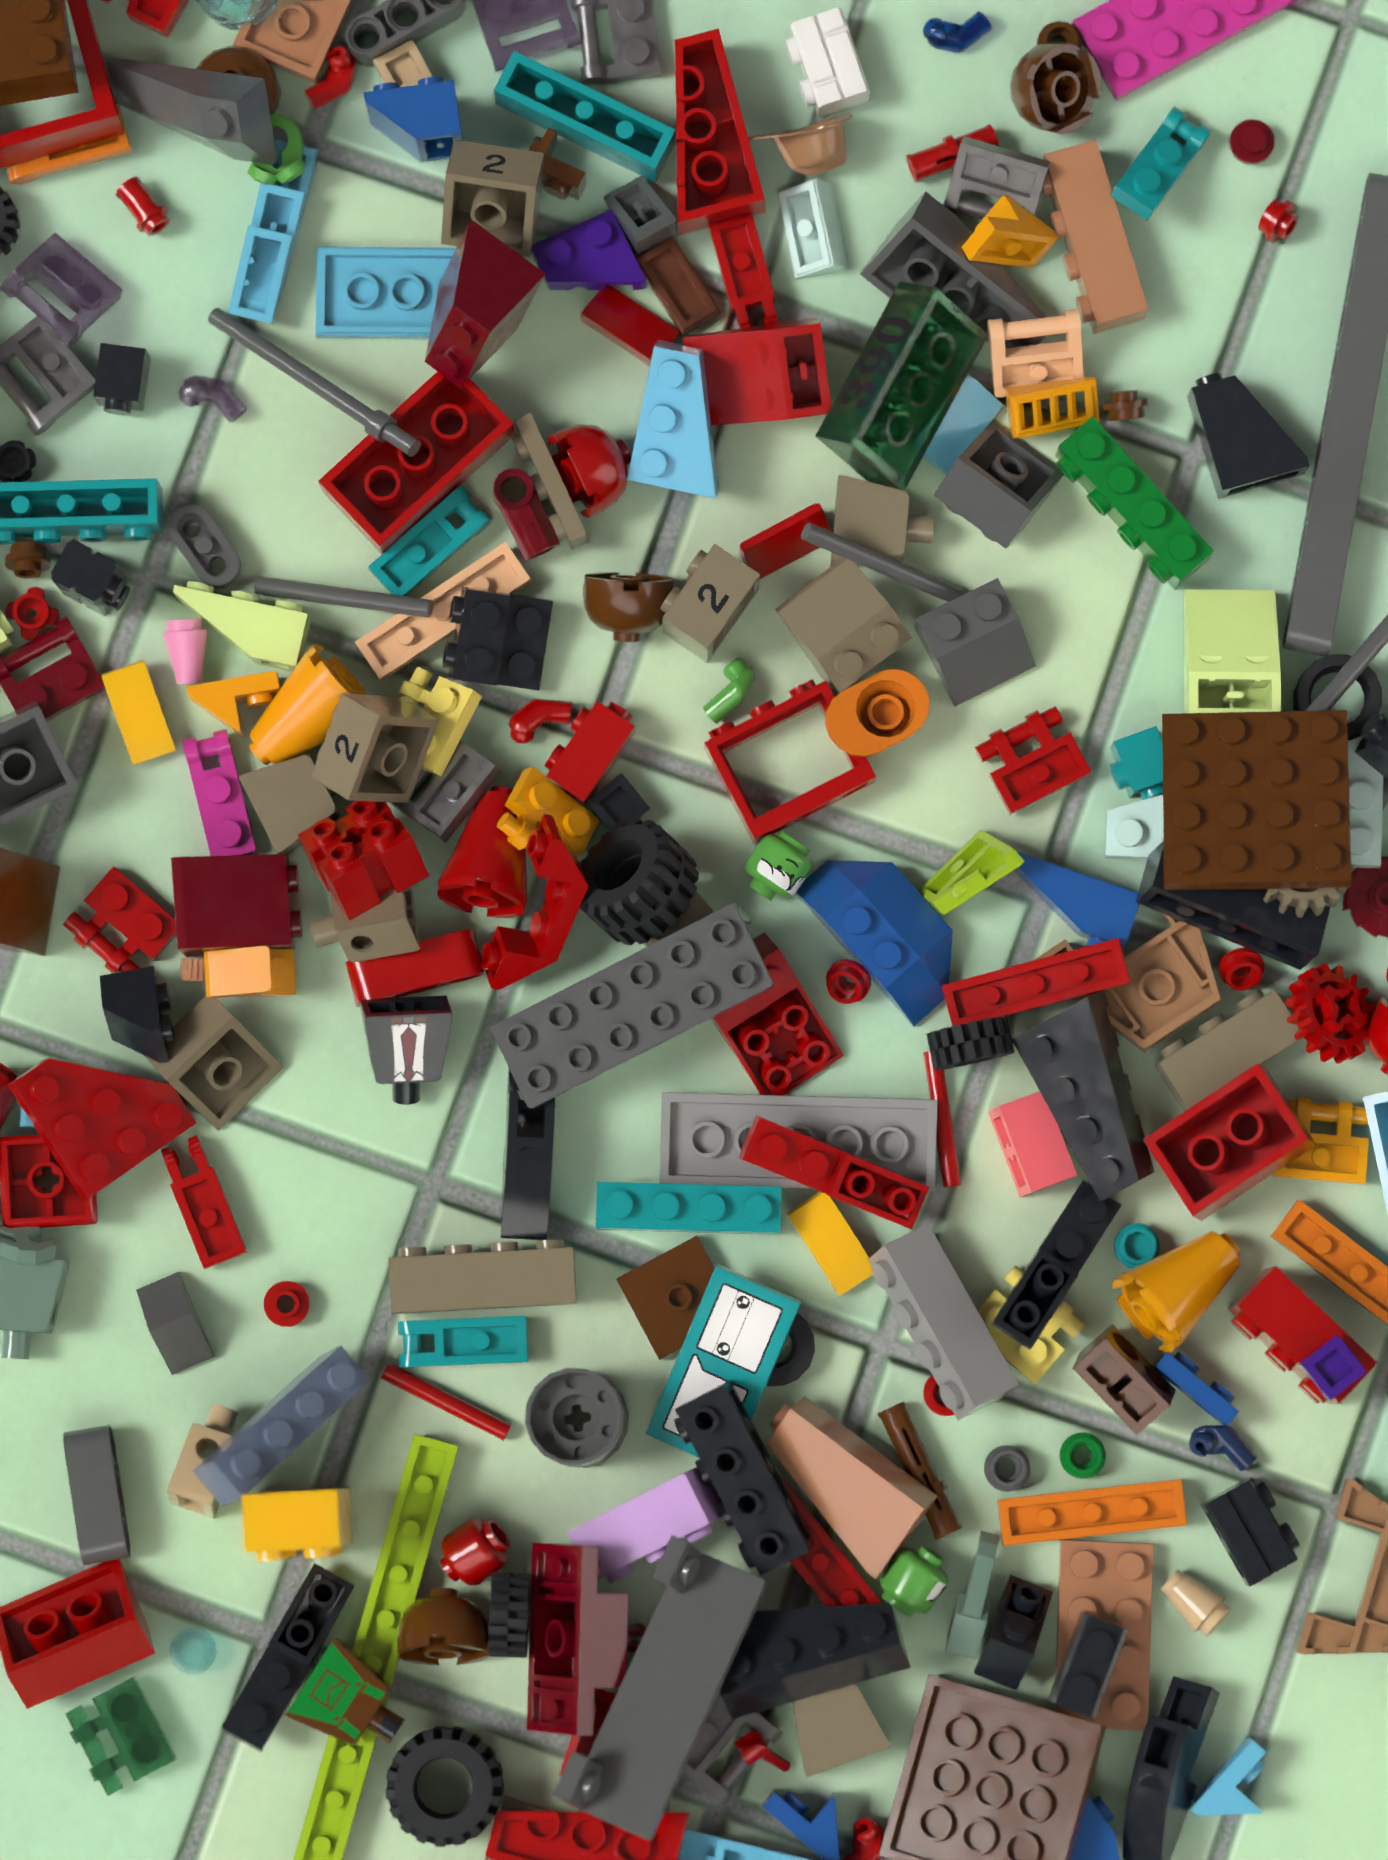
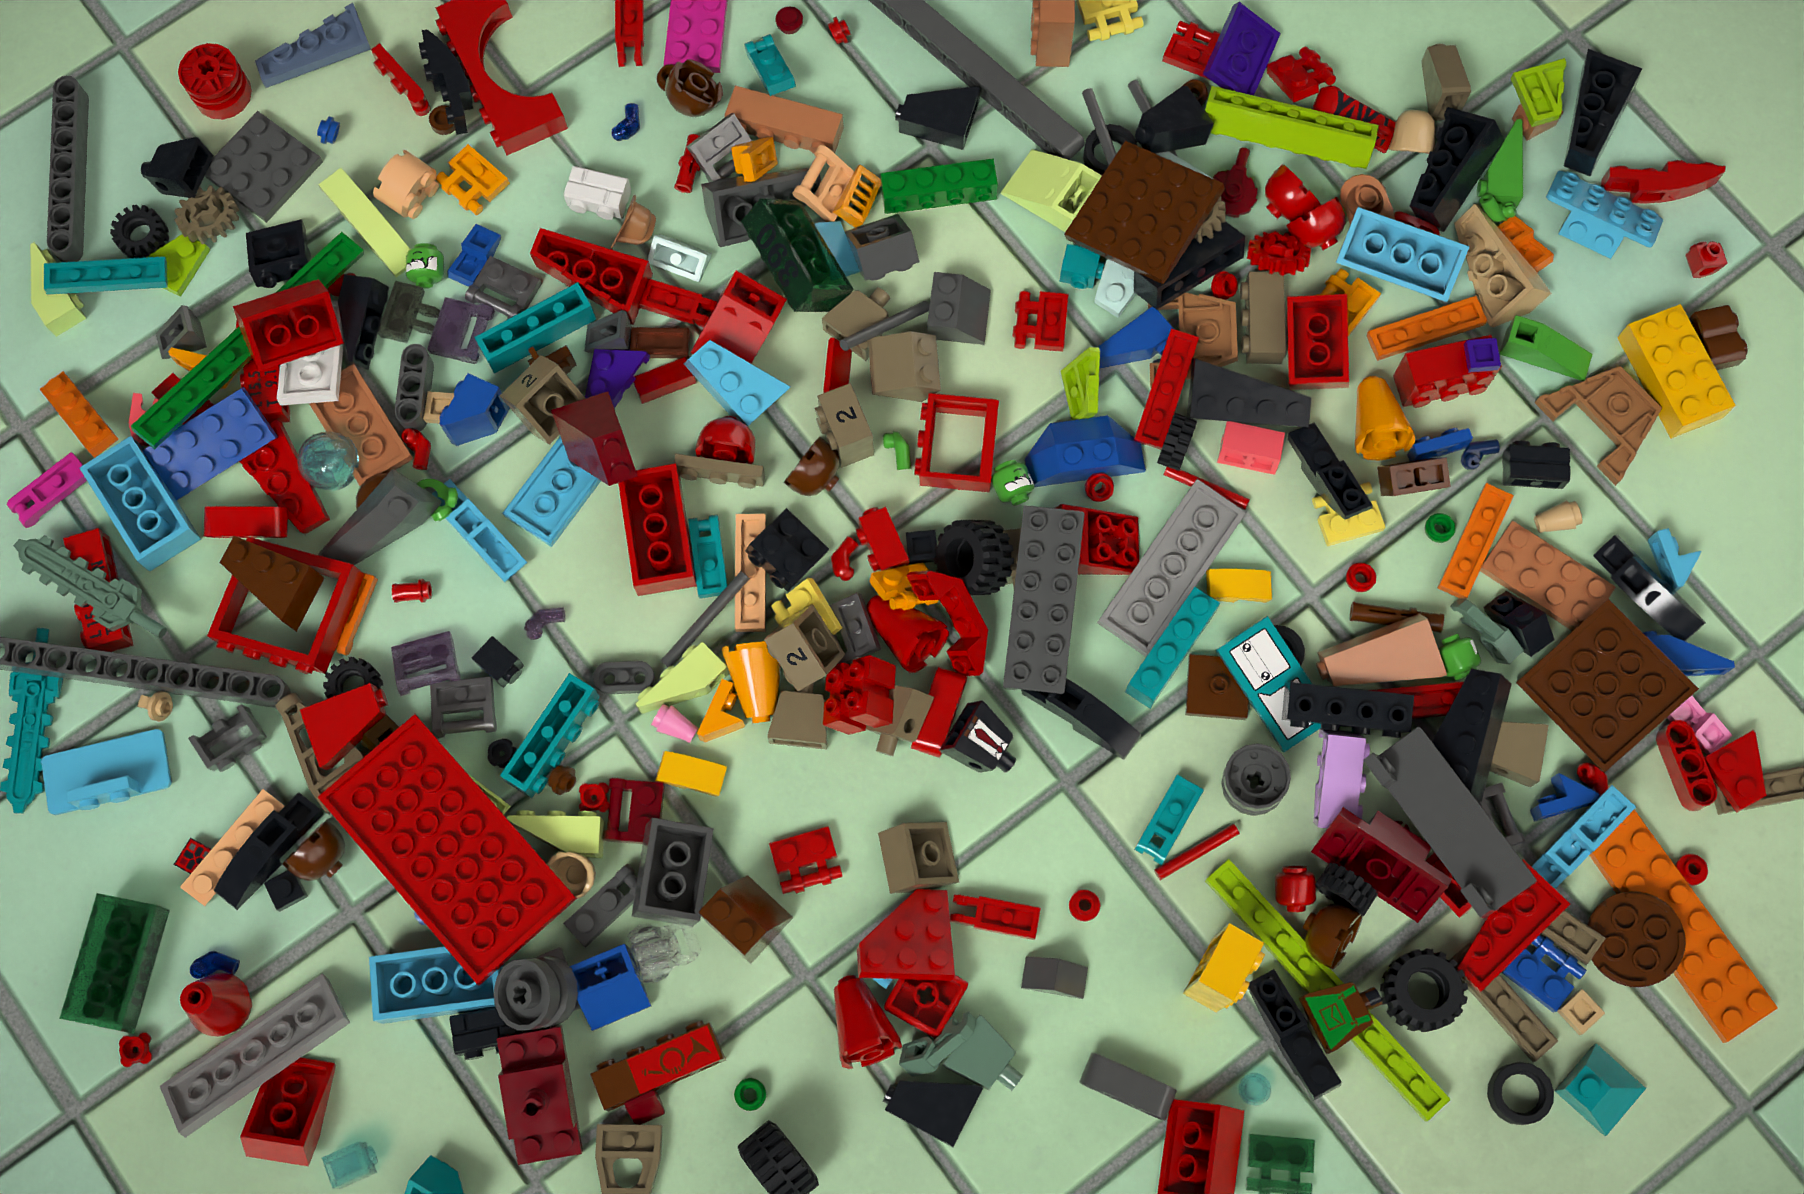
camera: 55 degrees left, 10 degrees down
(90, 578) = (599, 747): black brick -> none
(135, 1011) = (864, 881): black slope -> none
(185, 1487) = (1160, 1018): tan torso -> none
(192, 969) = (861, 831): nougat axle -> none
(220, 796) = (770, 760): dark pink plate -> none
(234, 902) = (837, 786): dark red slope -> none
(250, 972) = (882, 803): light orange slope -> none
(281, 1426) = (1159, 947): sand blue brick -> none
(376, 423) = (626, 532): dark grey bar -> none
(482, 1279) = (1142, 783): dark tan brick -> none
(526, 517) = (730, 495): dark red piece -> none
(754, 1748) = (1504, 802): red hand -> none
(833, 1172) = (1204, 553): red slope -> none
(877, 712) = (964, 377): orange piece -> none
(942, 1322) = (1324, 550): light grey brick -> none
(1021, 1473) = (1427, 564): dark grey plate -> none
(1087, 1665) = (1565, 589): black brick -> none
(1125, 405) = (883, 160): reddish brown plate -> none
(1136, 1245) = (1340, 430): teal plate -> none

